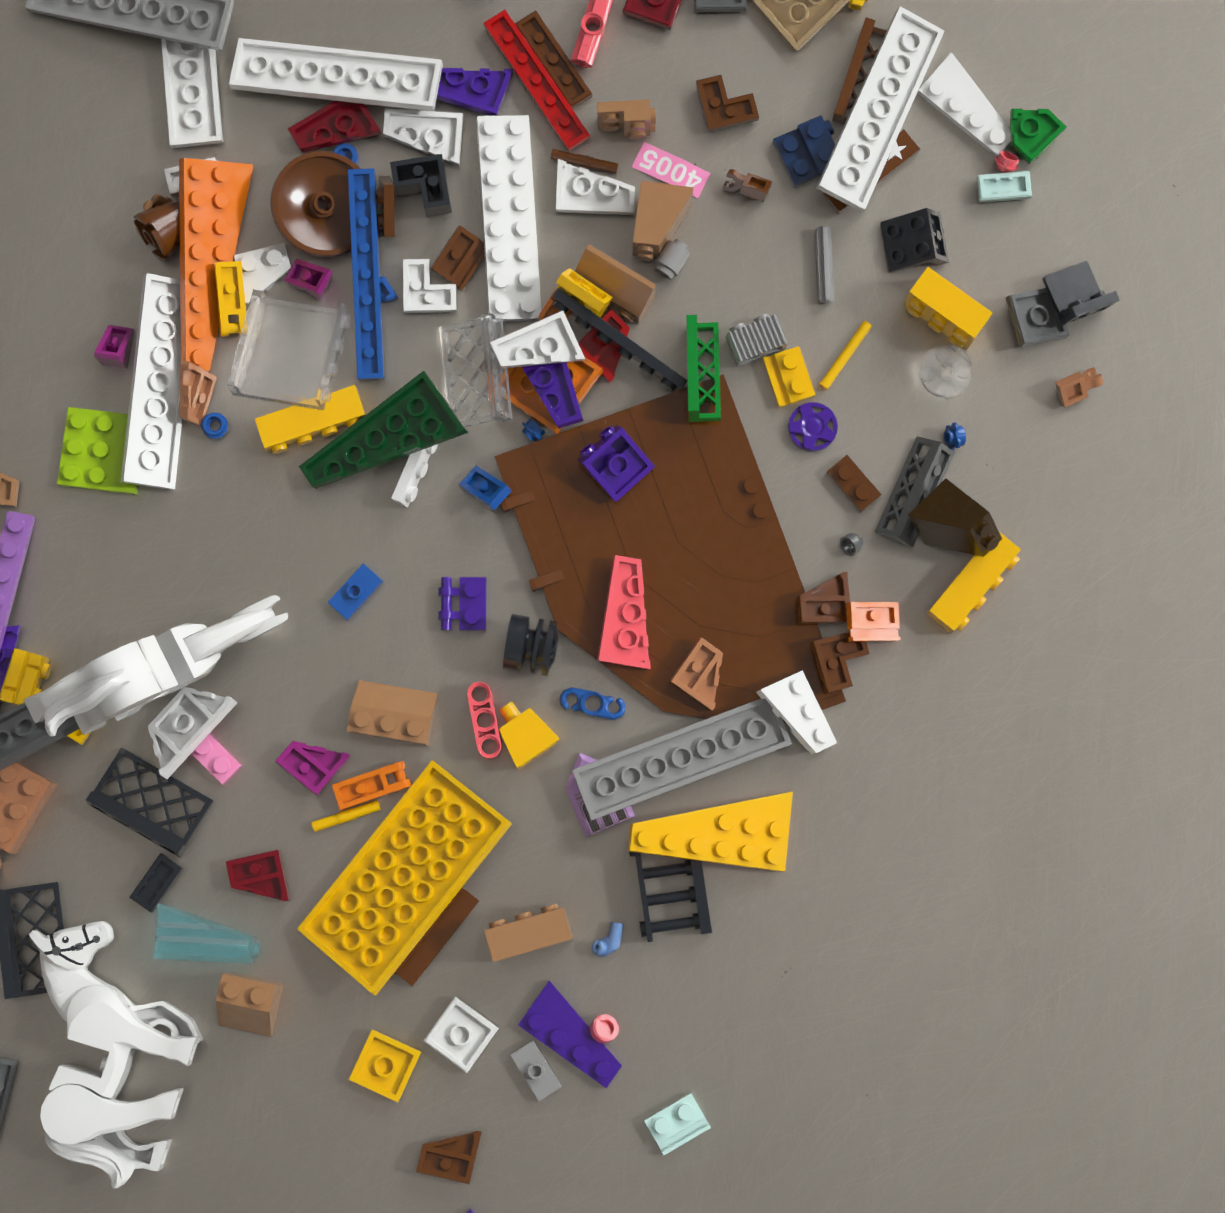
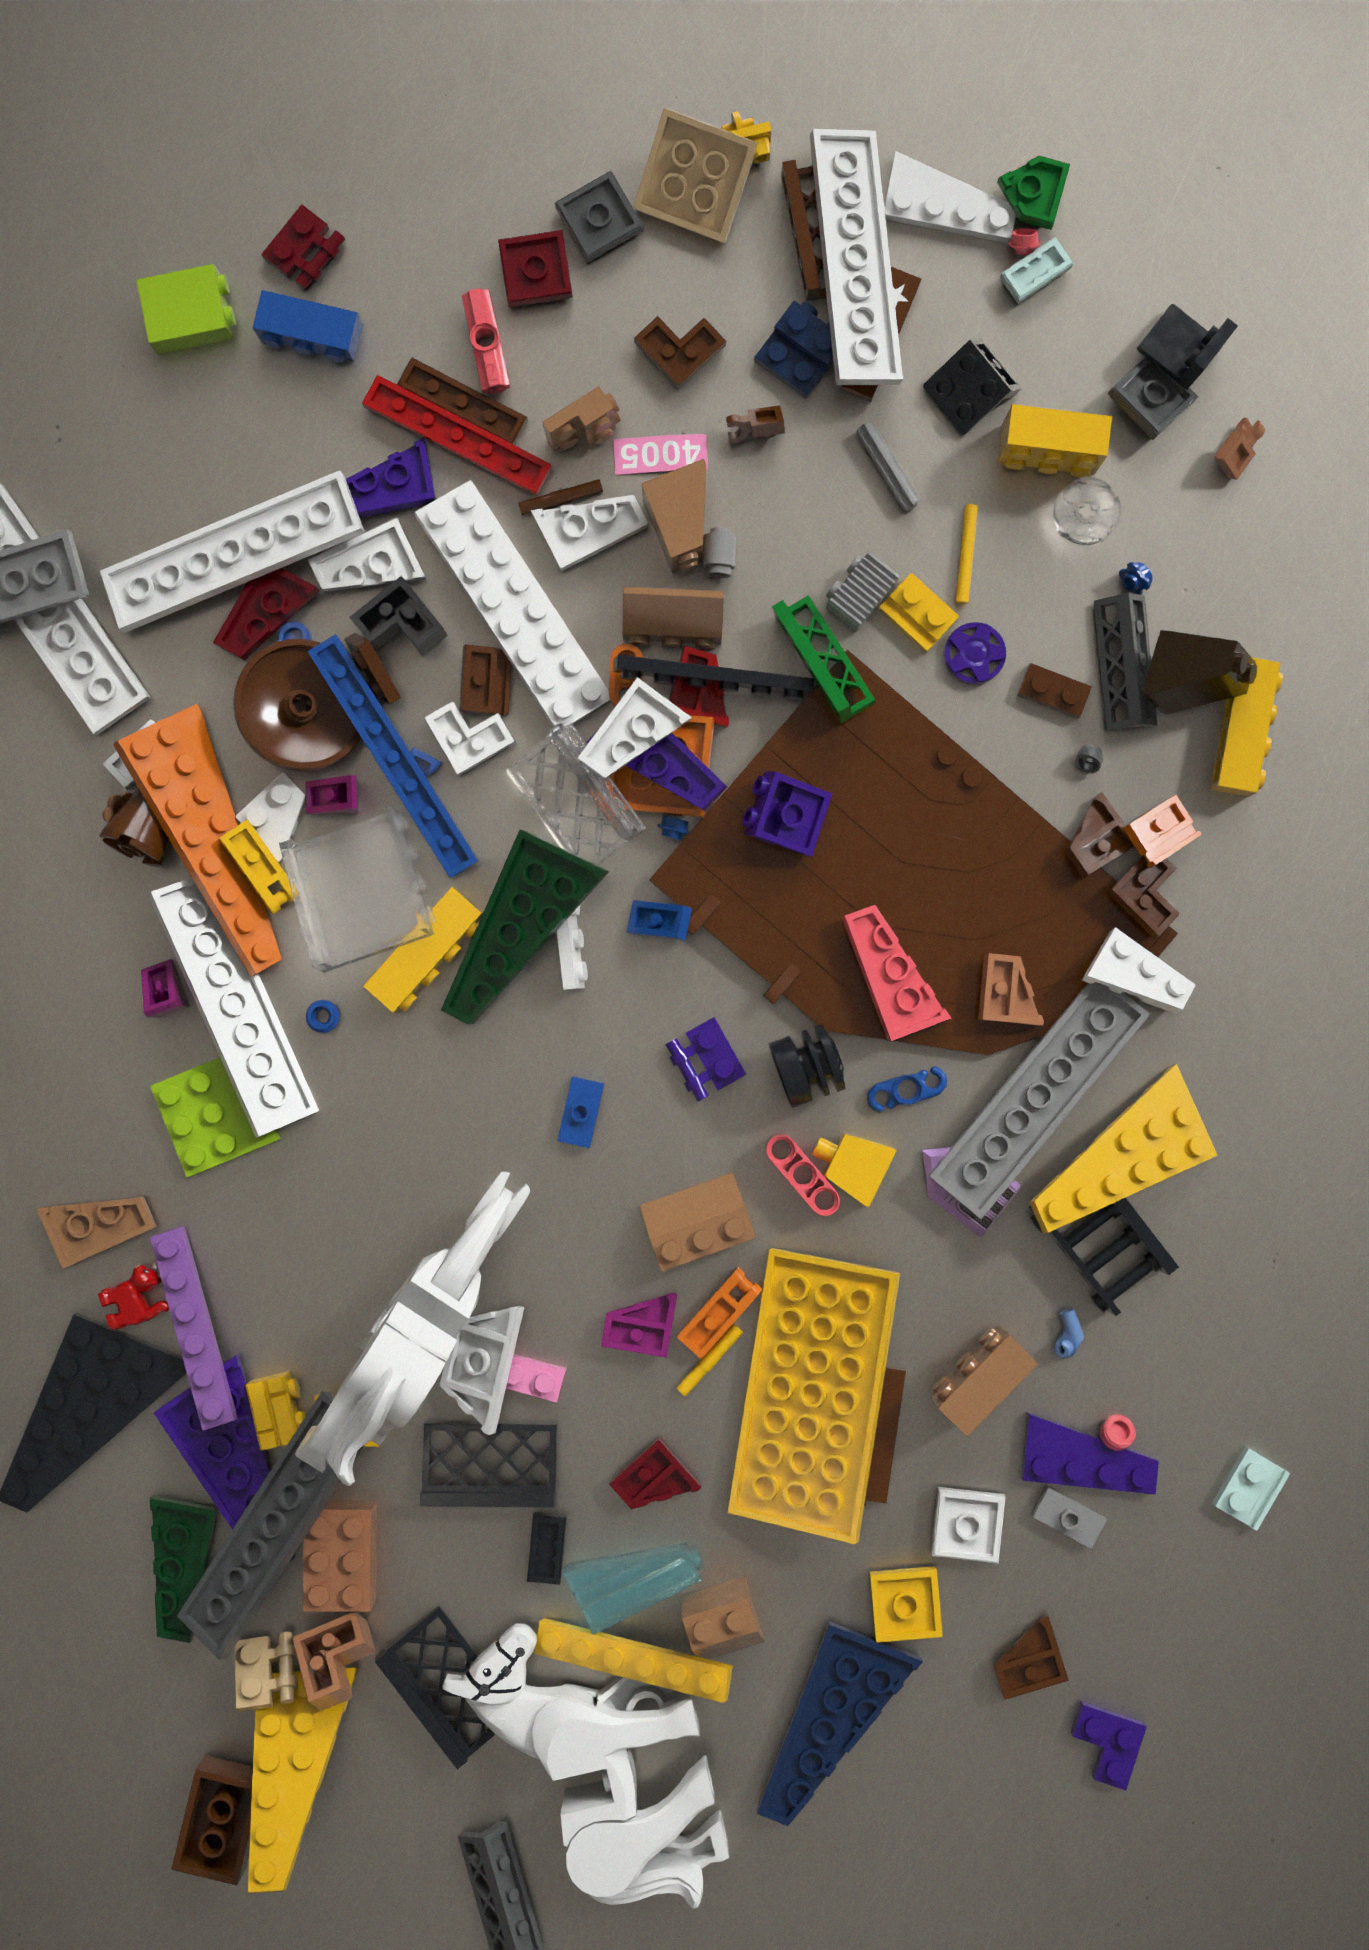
camera: 25 degrees left, 5 degrees up
(171, 992) = (634, 1660): none -> yellow plate
(195, 392) = (280, 993): nougat wing -> none
(301, 1106) = (837, 1705): none -> dark blue wing
(584, 291) = (647, 643): yellow bracket -> none

